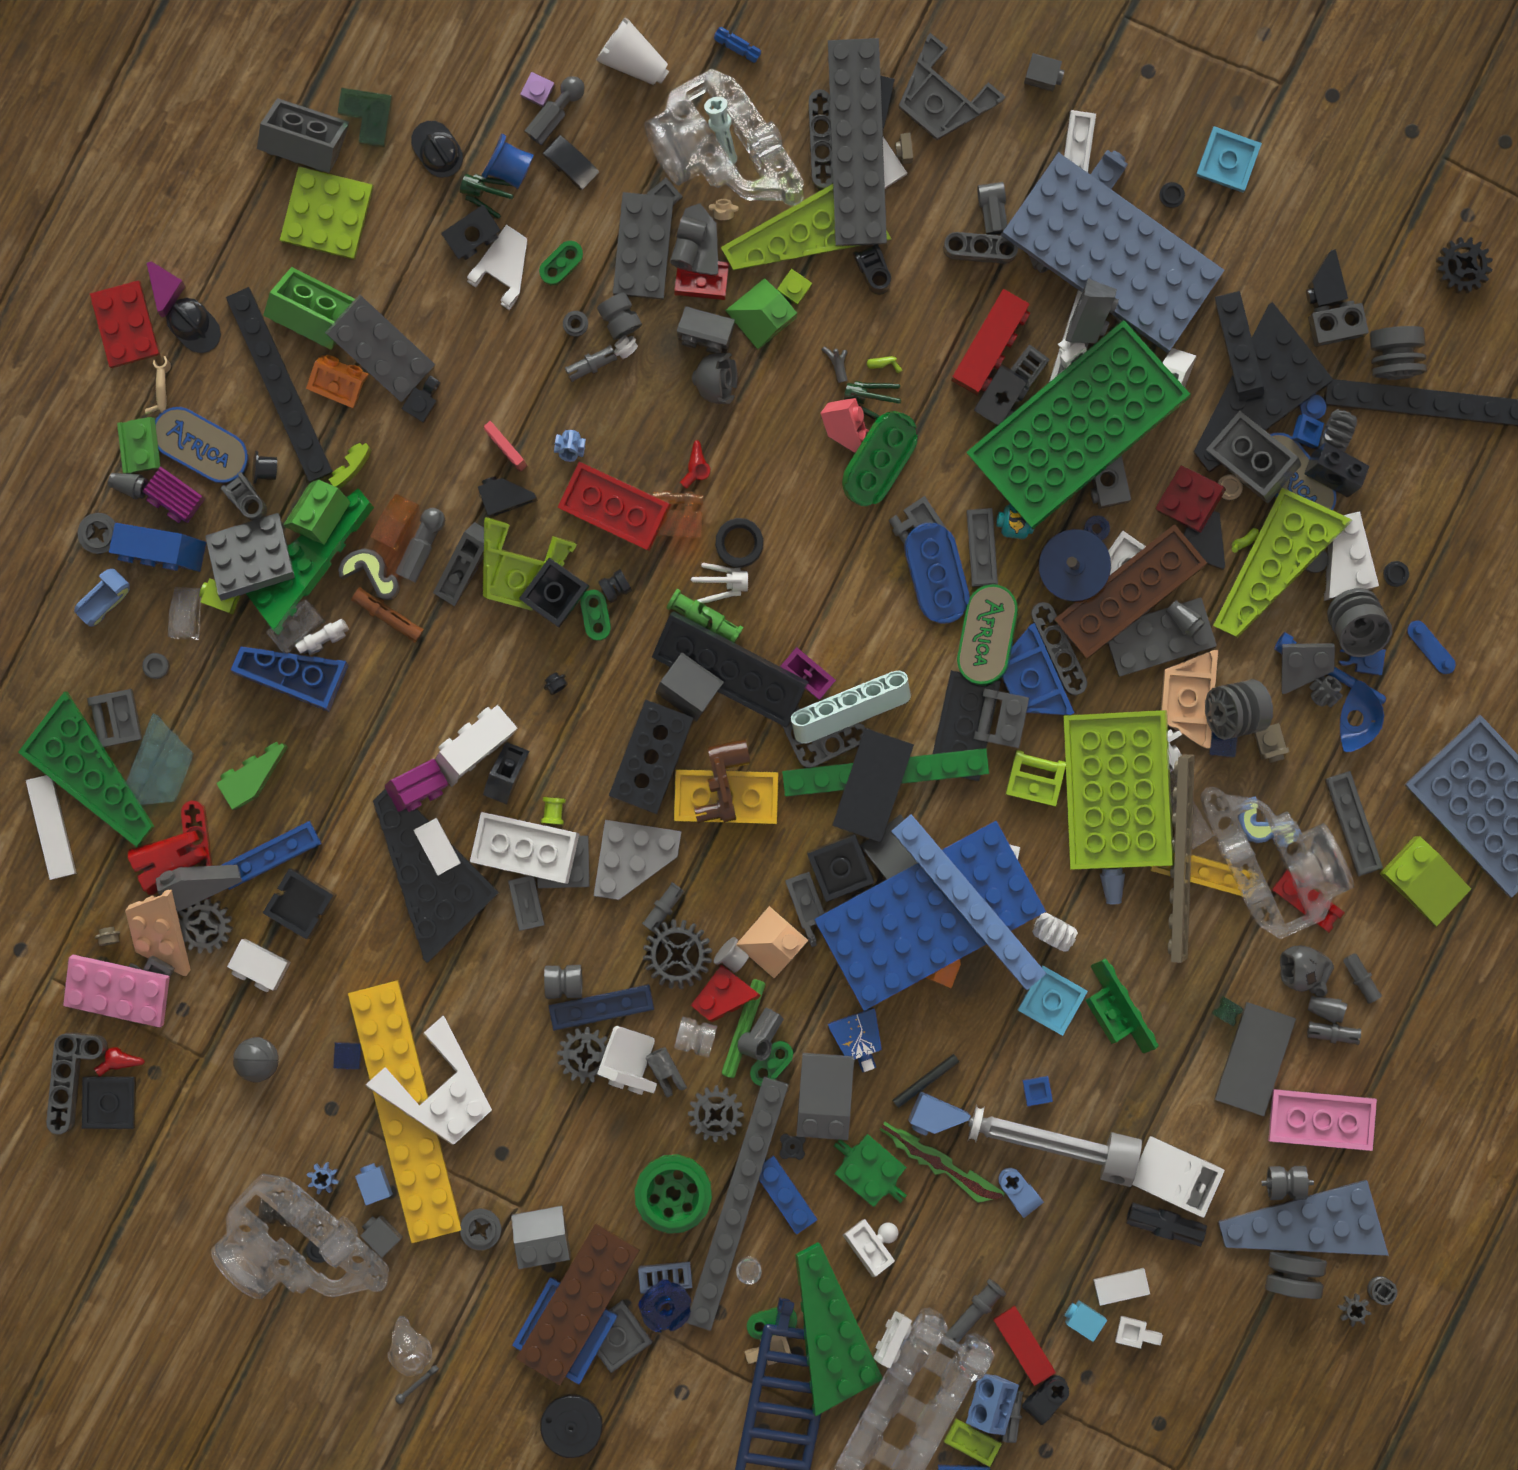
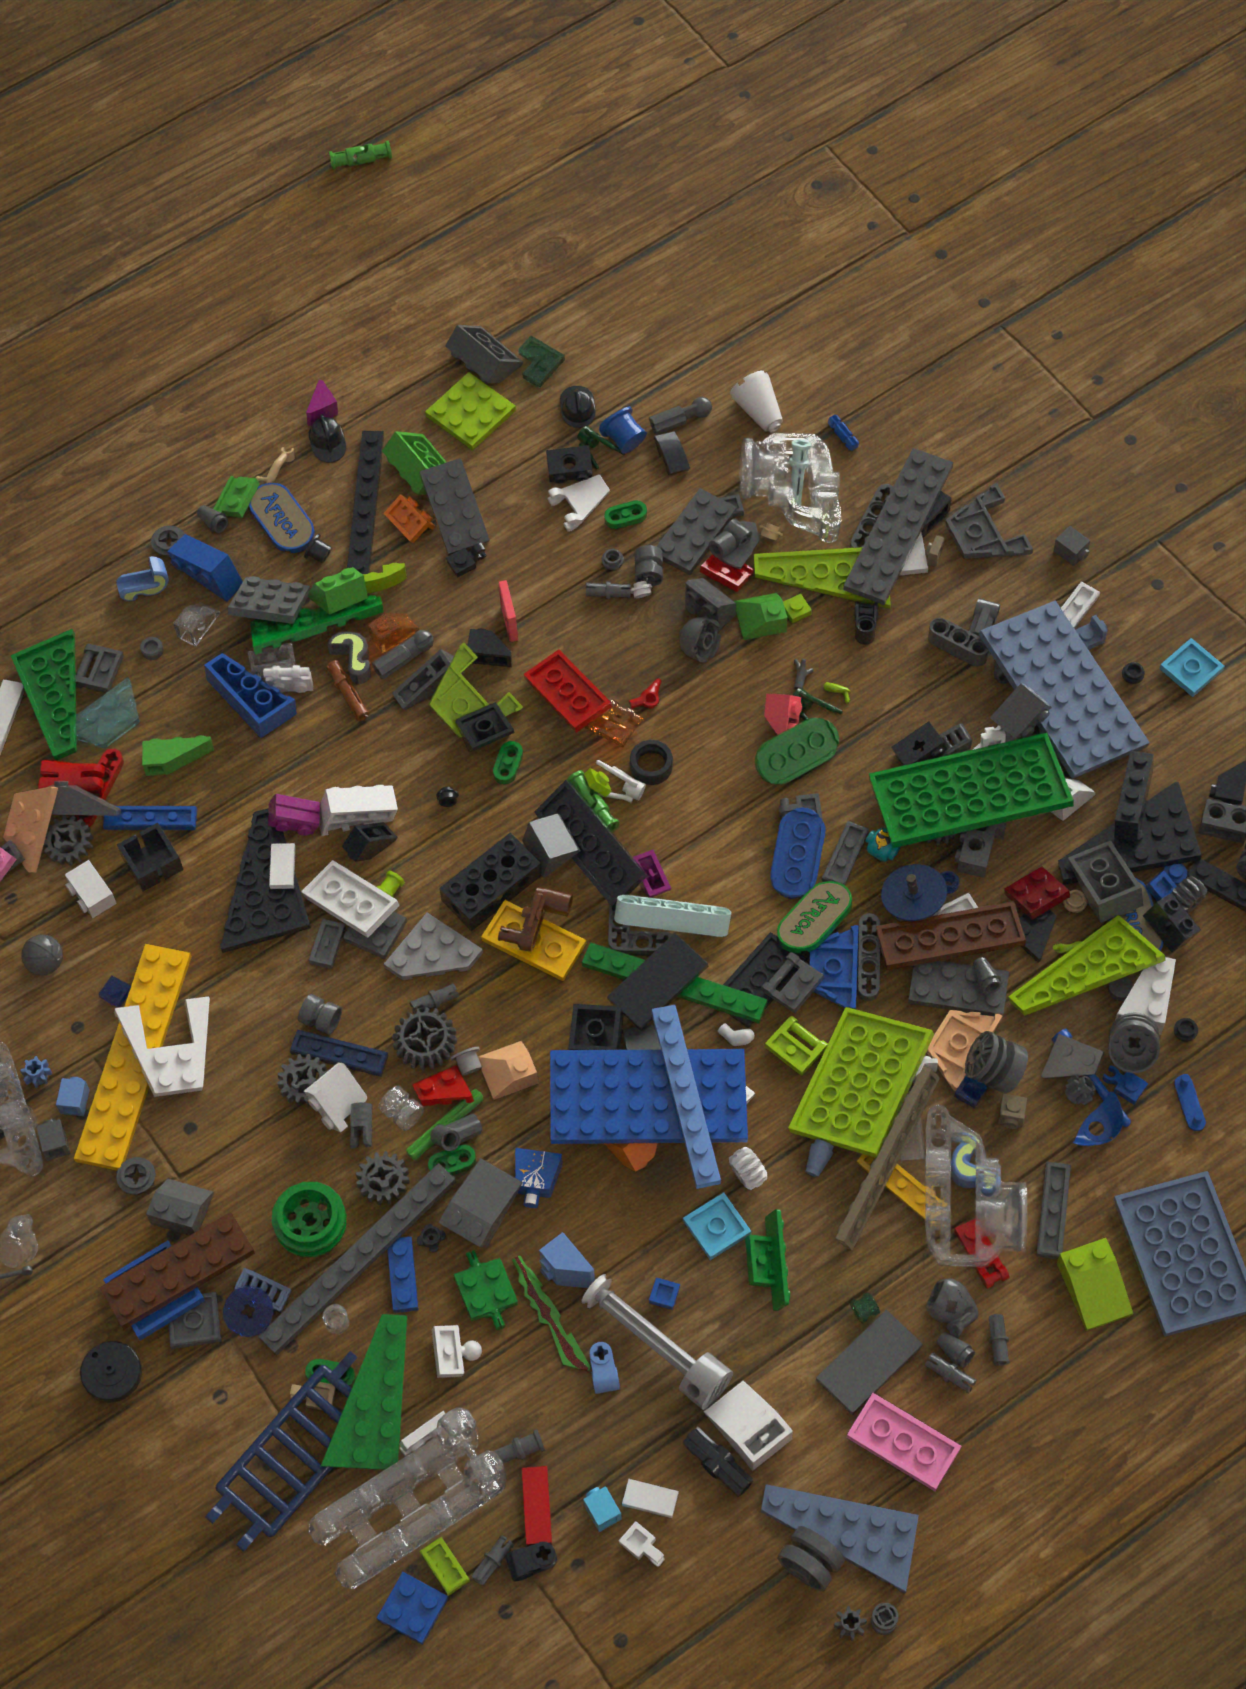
camera: 30 degrees right, 25 degrees down
(124, 324) = (278, 418): red plate -> none
(174, 495) = (240, 539): magenta brick -> none
(210, 597) = (230, 625): lime brick -> none
(242, 495) = (291, 564): dark grey piece -> none
(537, 89) = (675, 397): lavender plate -> none
(569, 445) = (558, 635): medium blue gear -> none
(620, 583) = (540, 748): black wheel -> none
(699, 594) = (598, 782): none -> lime plate
(805, 902) = (554, 1038): dark grey hinge -> none
(925, 1080) = (582, 1239): pearl dark grey bar -> none
(975, 798) = (737, 1037): none -> white arm
(990, 342) = (934, 706): red brick -> none
(992, 1404) = (480, 1536): medium blue brick -> none
(1293, 1182) = (845, 1478): dark grey wheel -> none

